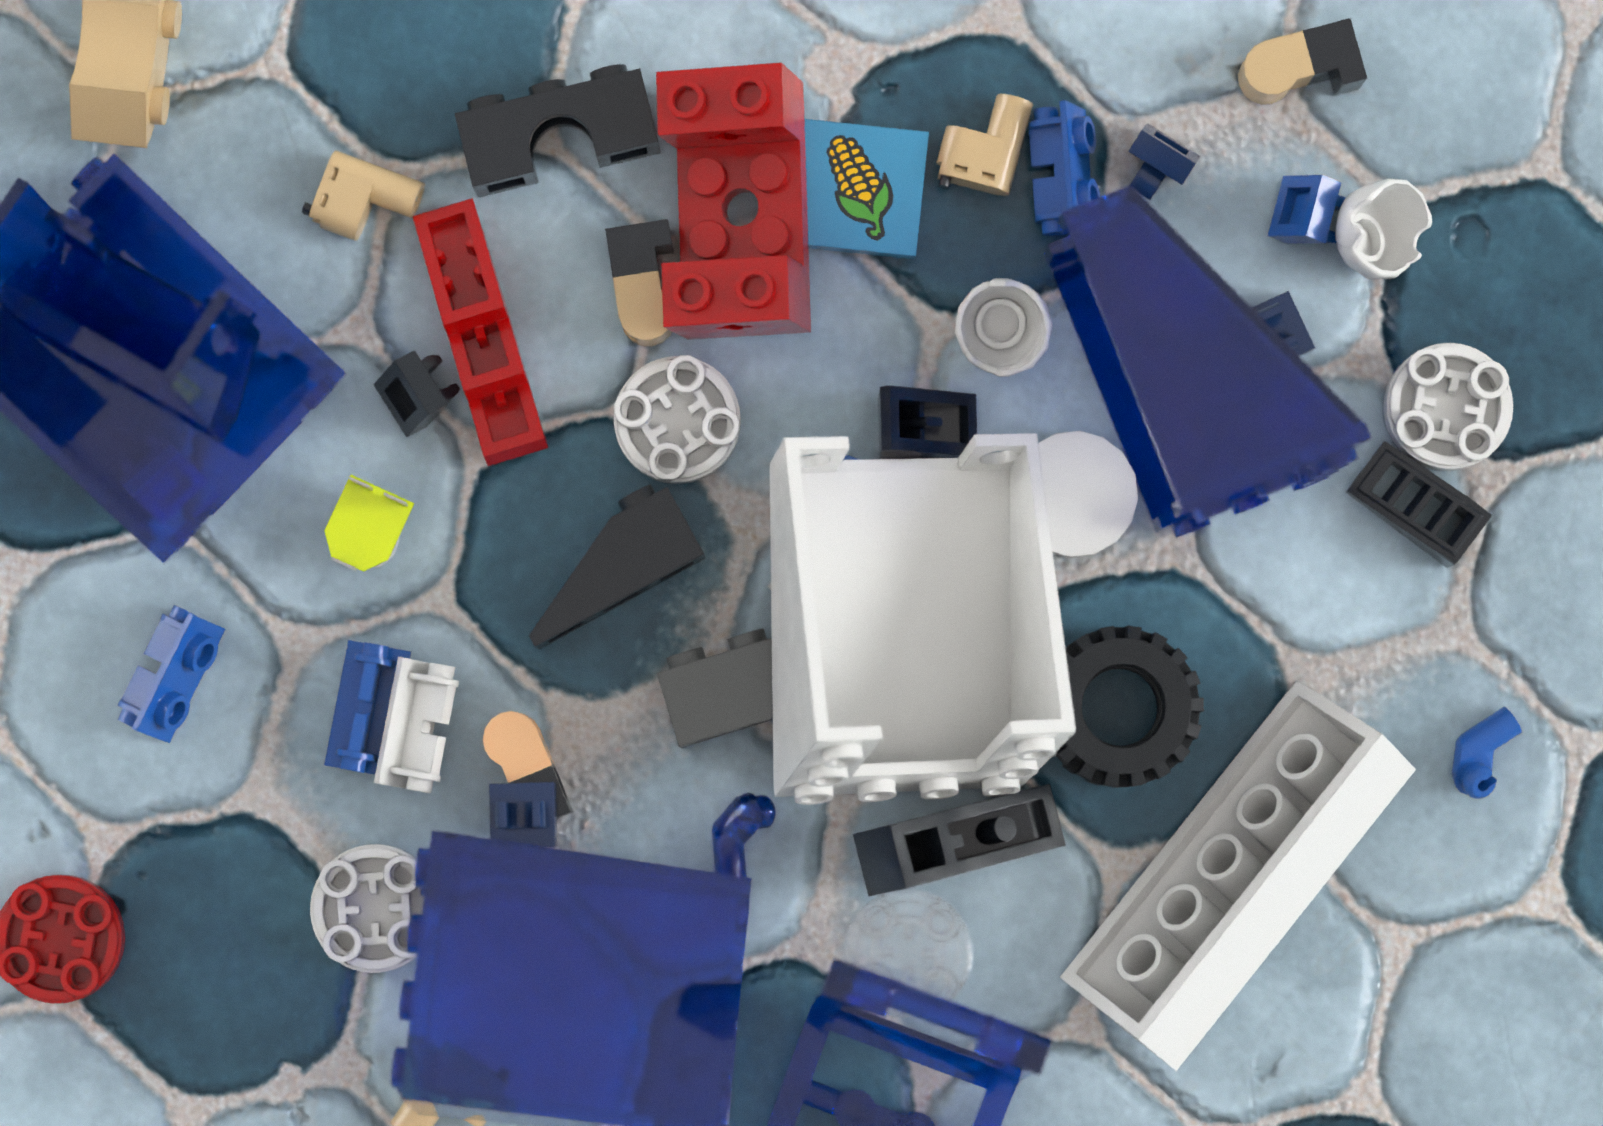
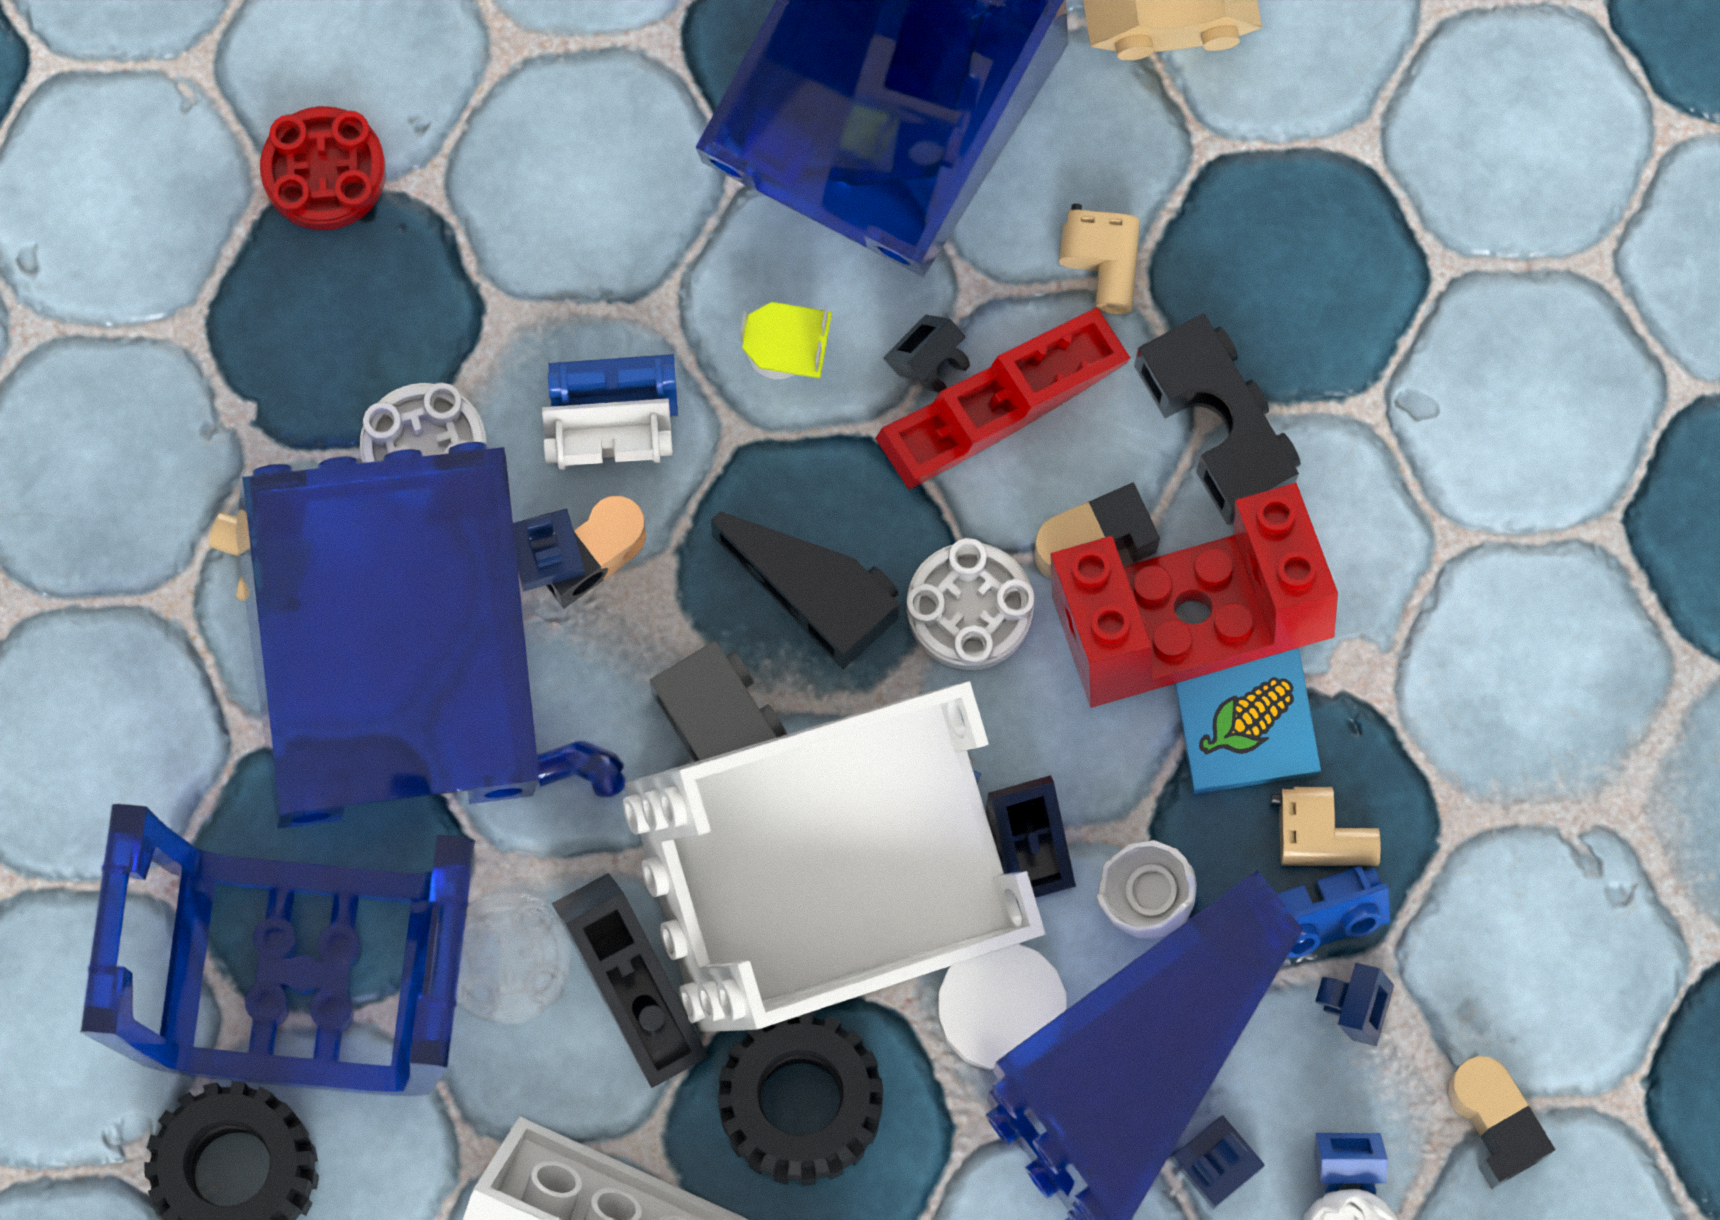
camera: 75 degrees right, 10 degrees down
(161, 700) = (572, 198): blue hinge -> none

